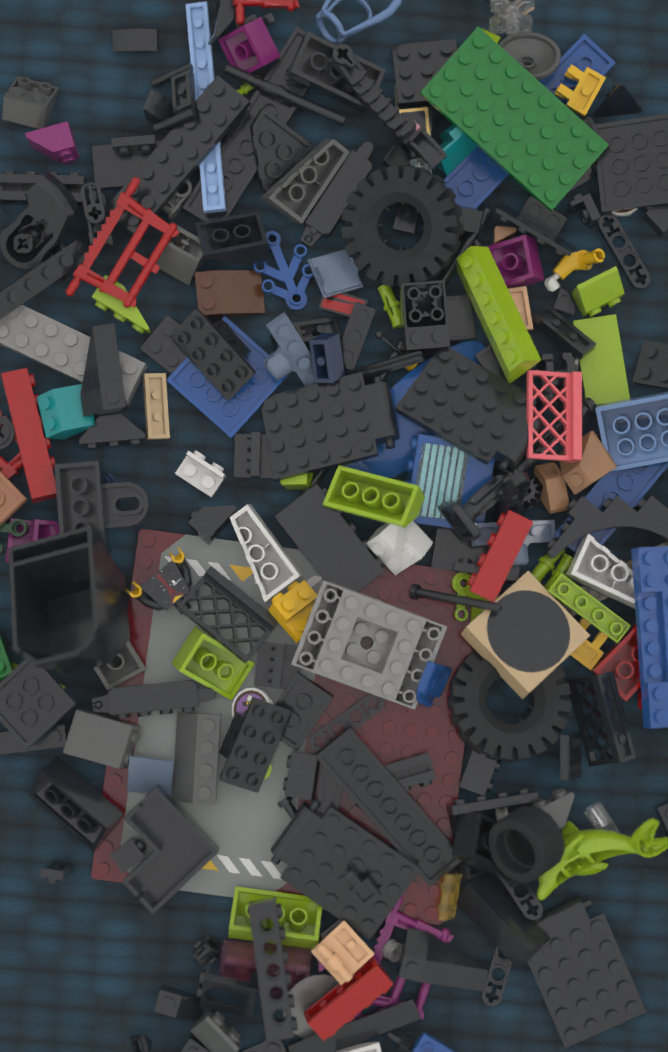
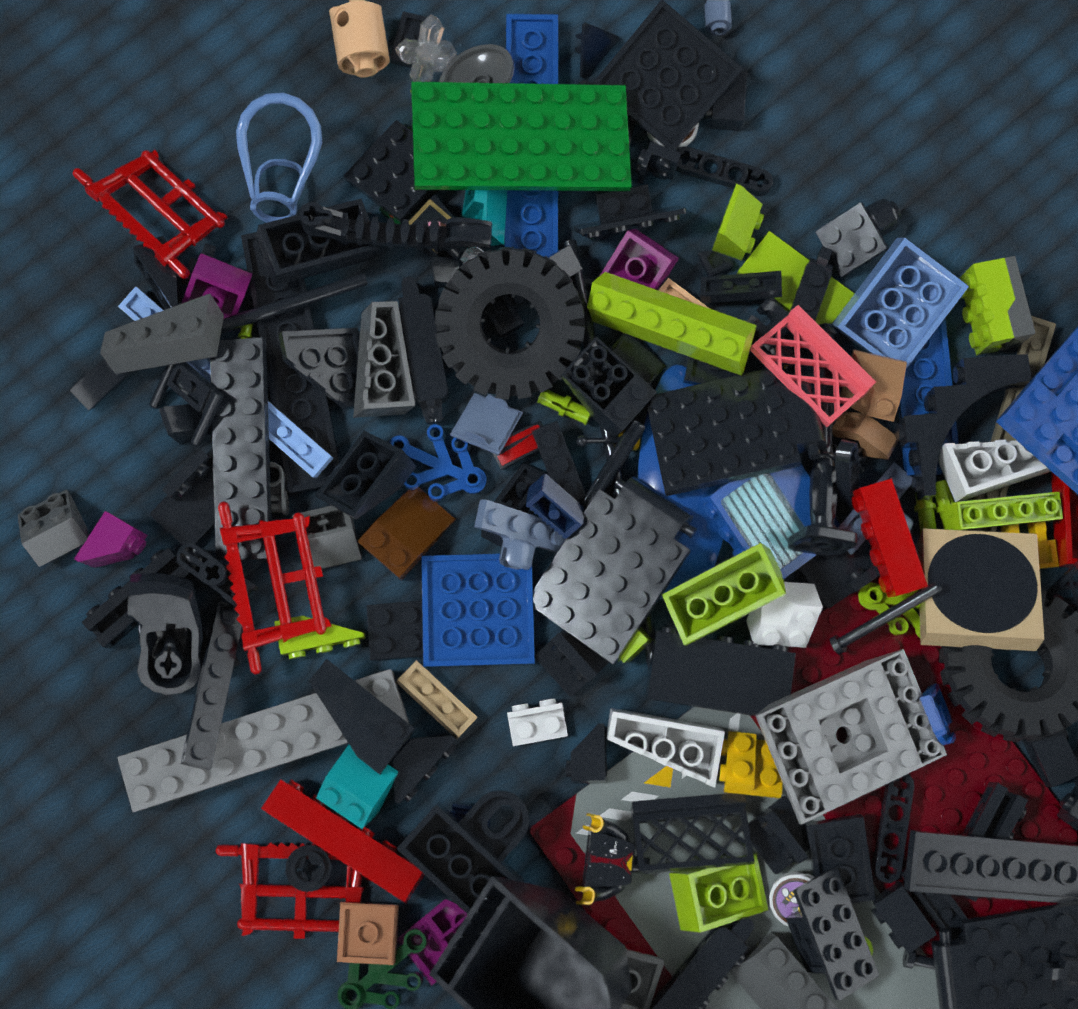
camera: 50 degrees left, 5 degrees down
(194, 50) = (166, 338): none -> dark grey wedge
(215, 352) = (446, 598): black bracket -> none
(503, 233) = (602, 251): medium nougat slope -> none
(577, 261) = (686, 226): yellow arm -> none
(585, 91) = (556, 59): yellow plate -> none
(607, 371) = (814, 283): none -> black hinge

